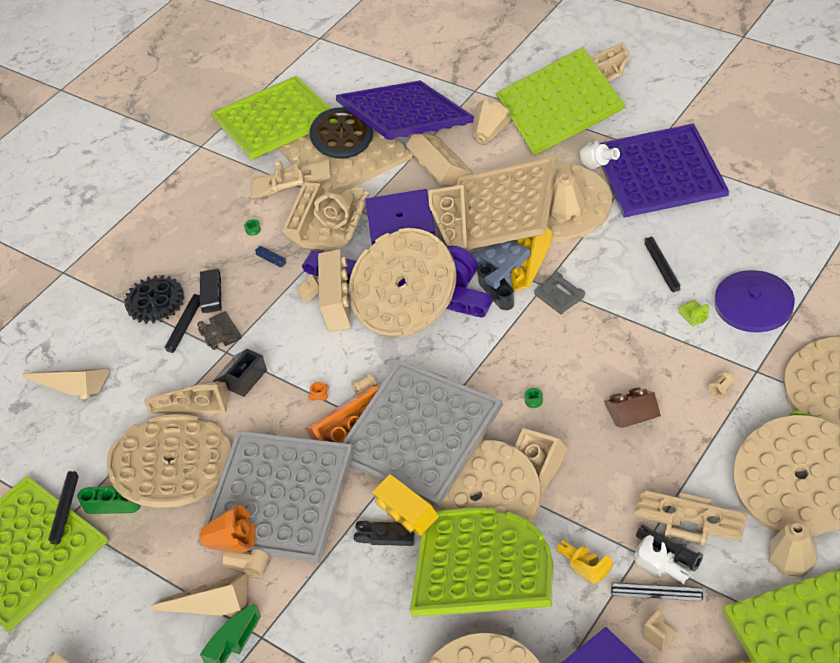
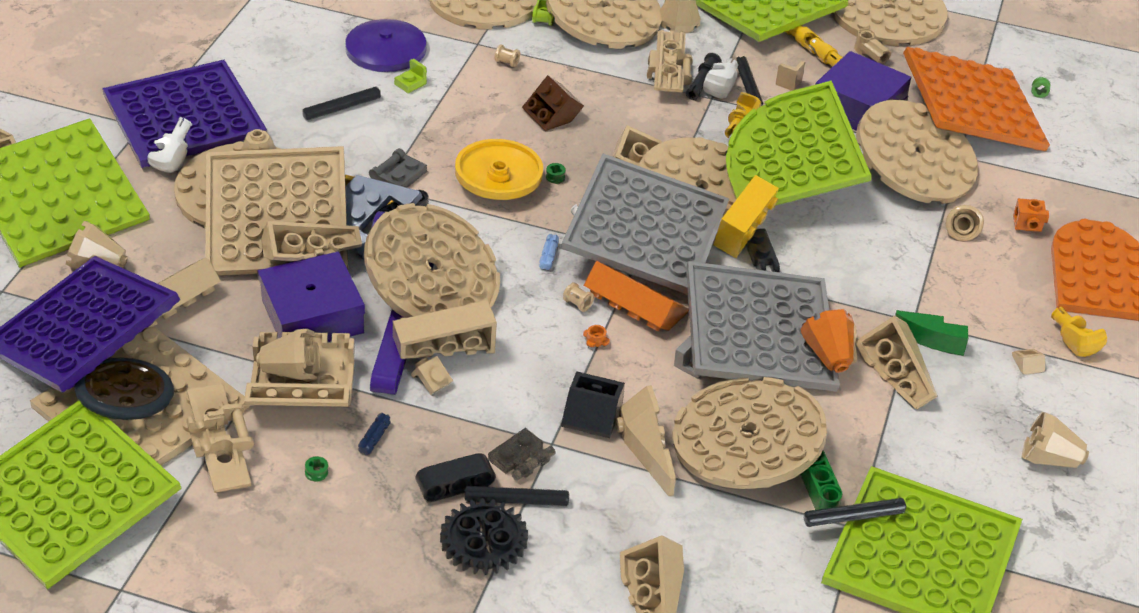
camera: 115 degrees left, 5 degrees down
(534, 350) = (498, 169): none -> yellow dish

